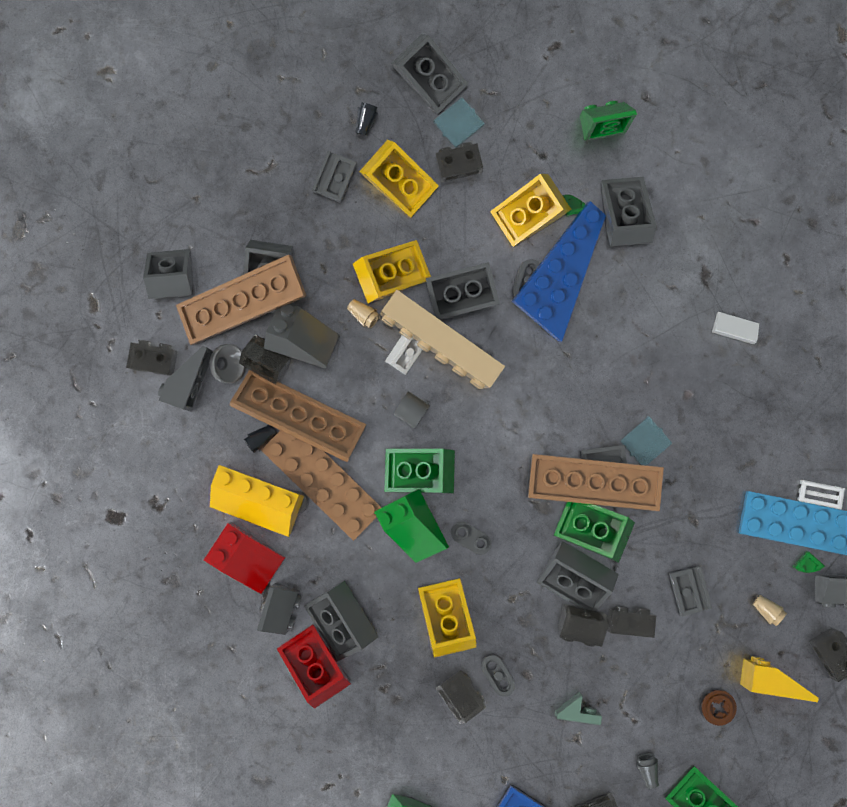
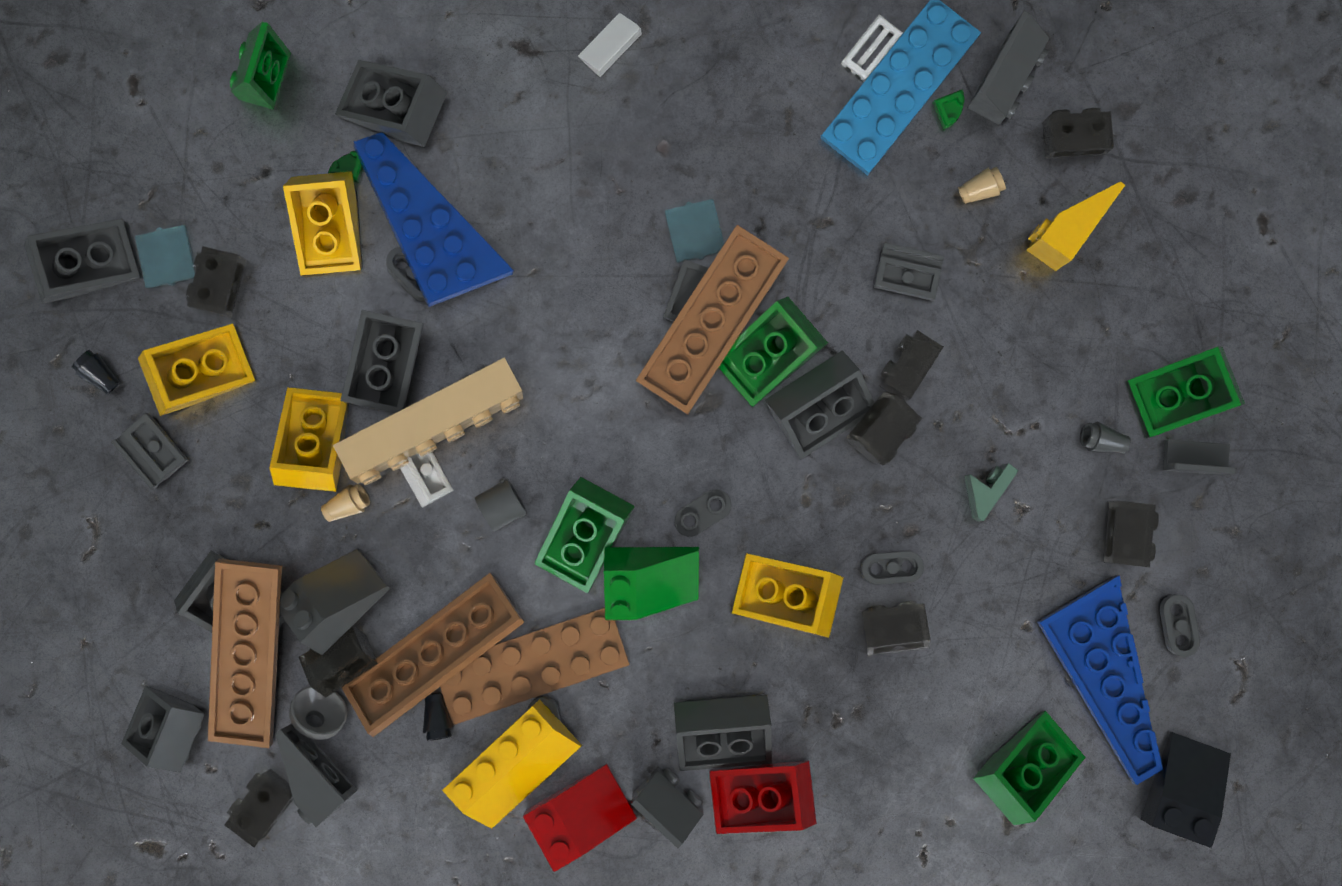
camera: 65 degrees left, 0 degrees up
(728, 703) = (1073, 298): reddish brown gear -> none

